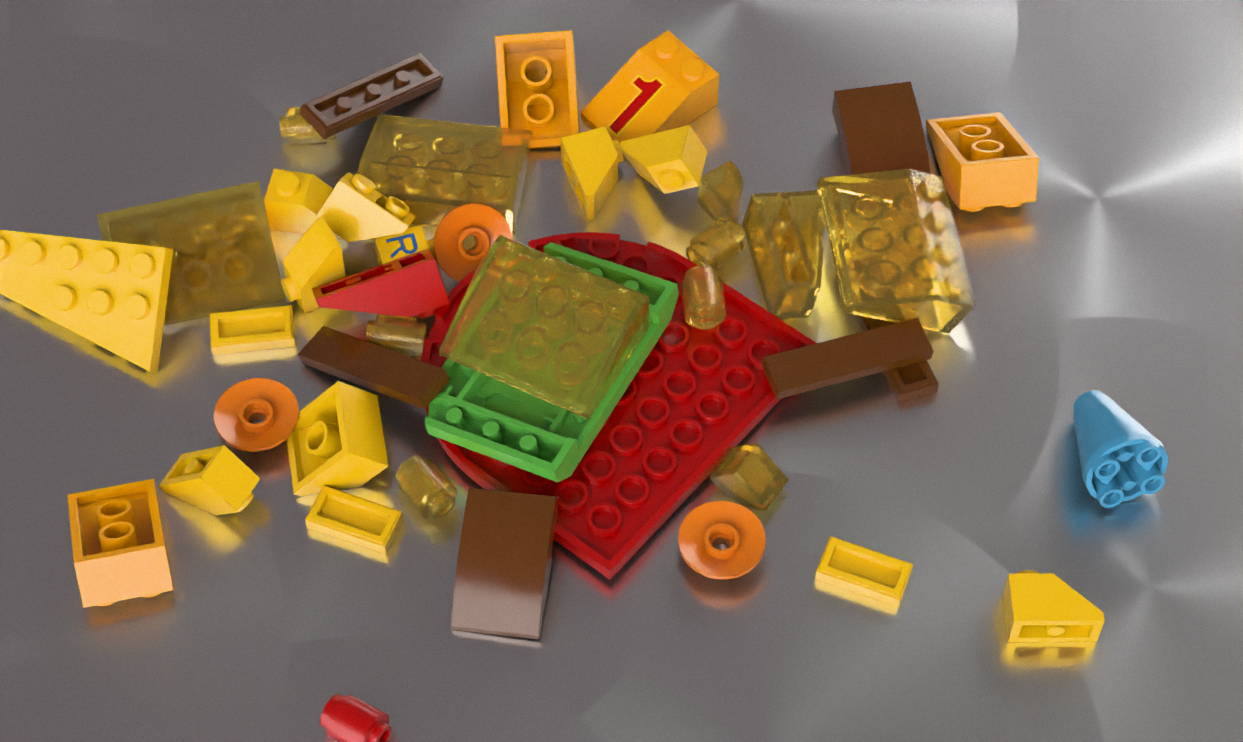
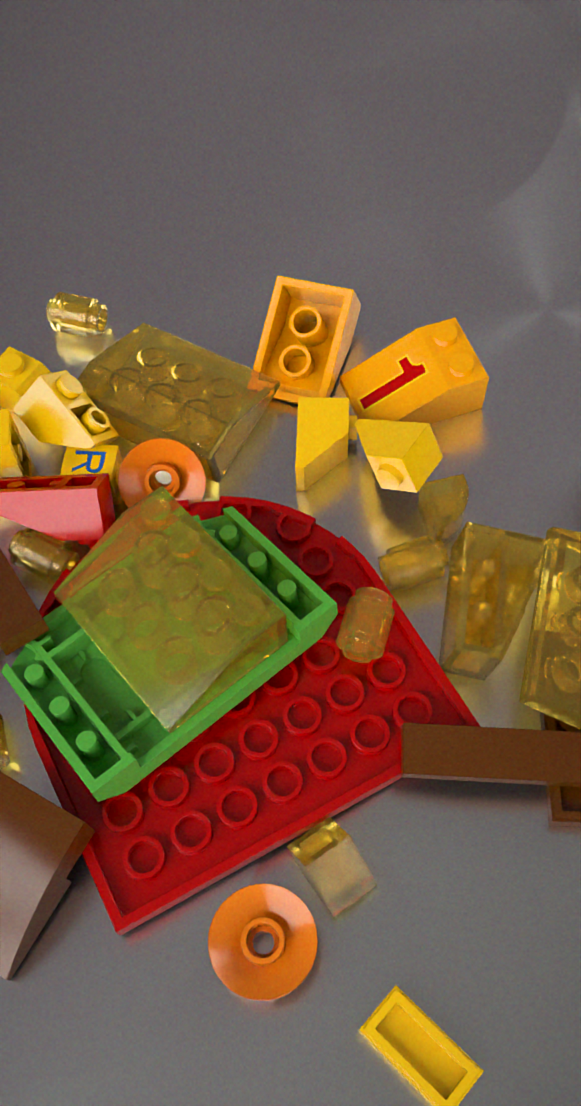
camera: 25 degrees right, 5 degrees up
(371, 95) = (142, 302): reddish brown tile -> none

